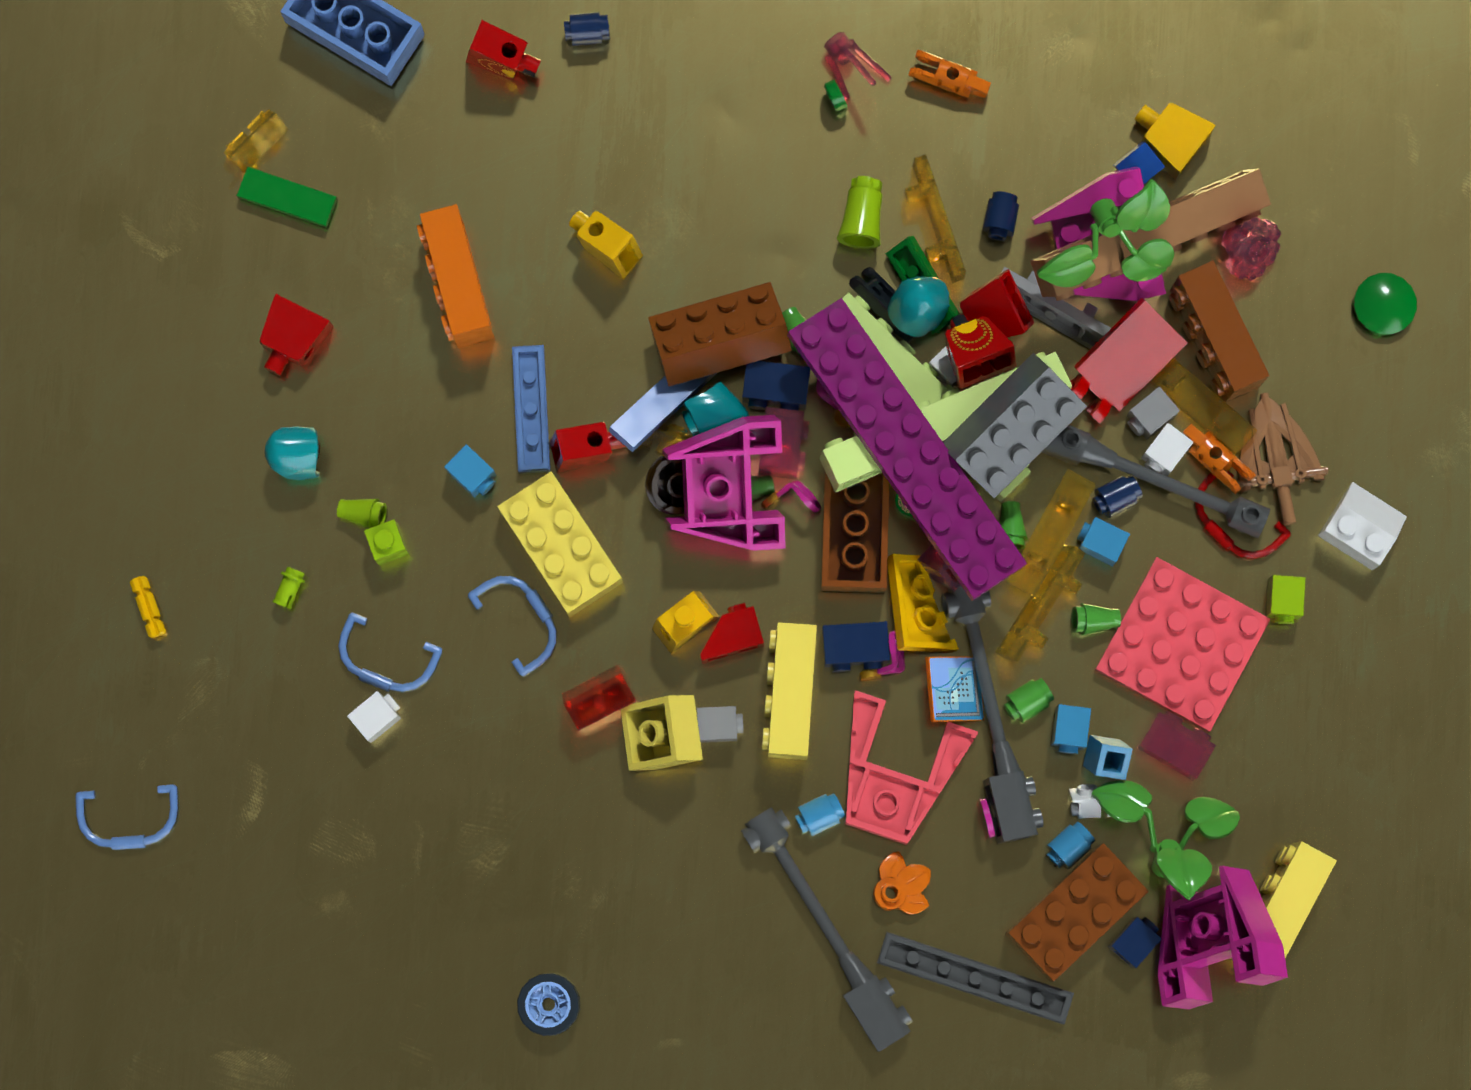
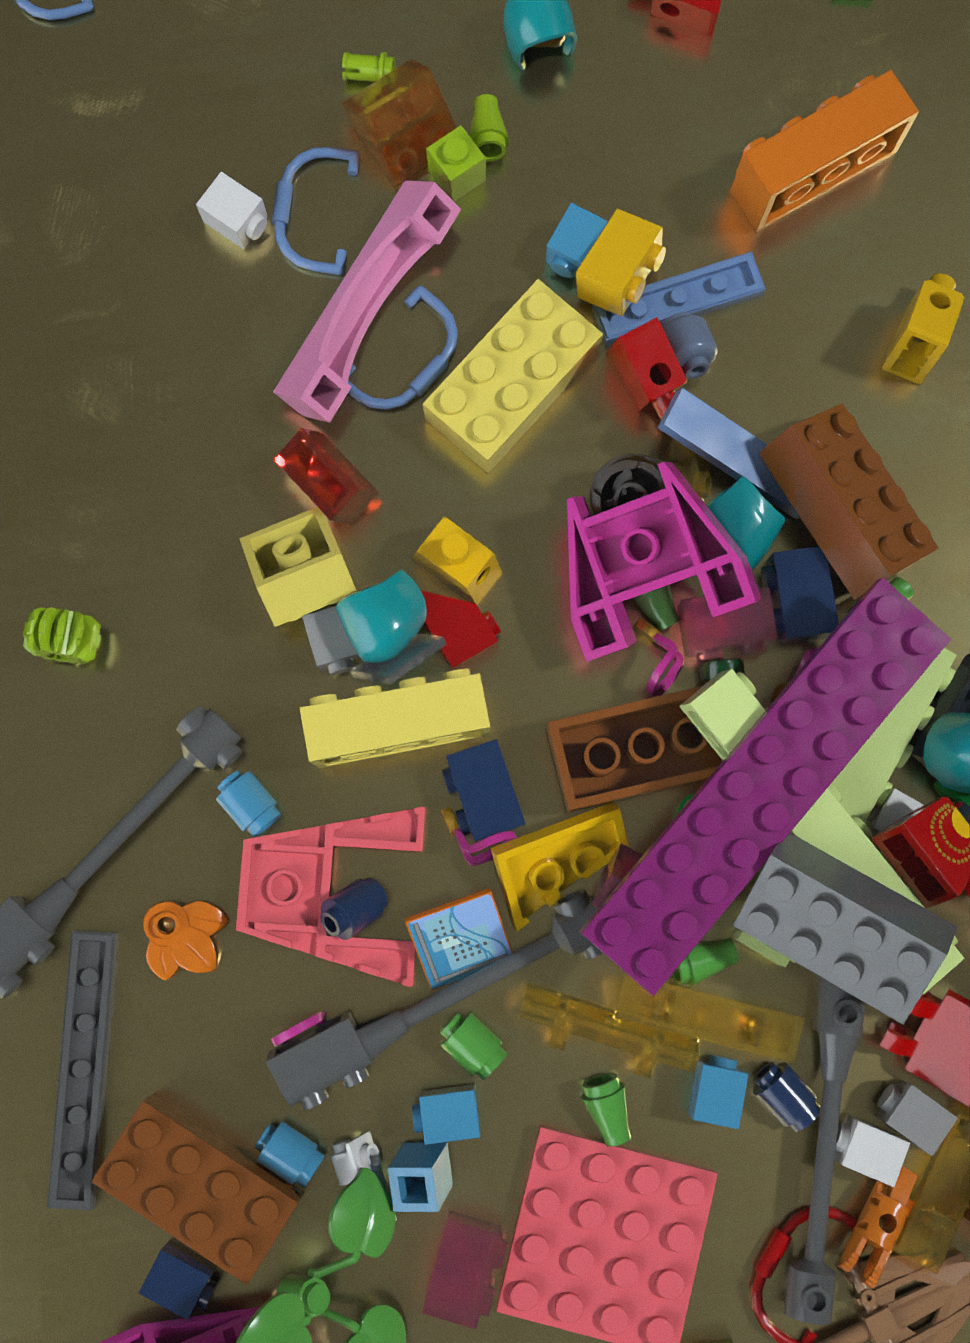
camera: 75 degrees right, 0 degrees up
(340, 573) = (400, 119): none -> clear orange slope
(426, 589) = (409, 228): none -> bright pink arch
(497, 443) = (620, 262): none -> yellow brick
(570, 411) = (691, 343): none -> sand blue head
(664, 916) = (62, 635): none -> lime gear
(718, 681) = (383, 617): none -> teal piece
(746, 679) = (413, 655): none -> clear piece
(813, 452) = (711, 668): none -> dark green tile
(913, 757) = (353, 908): none -> dark blue brick

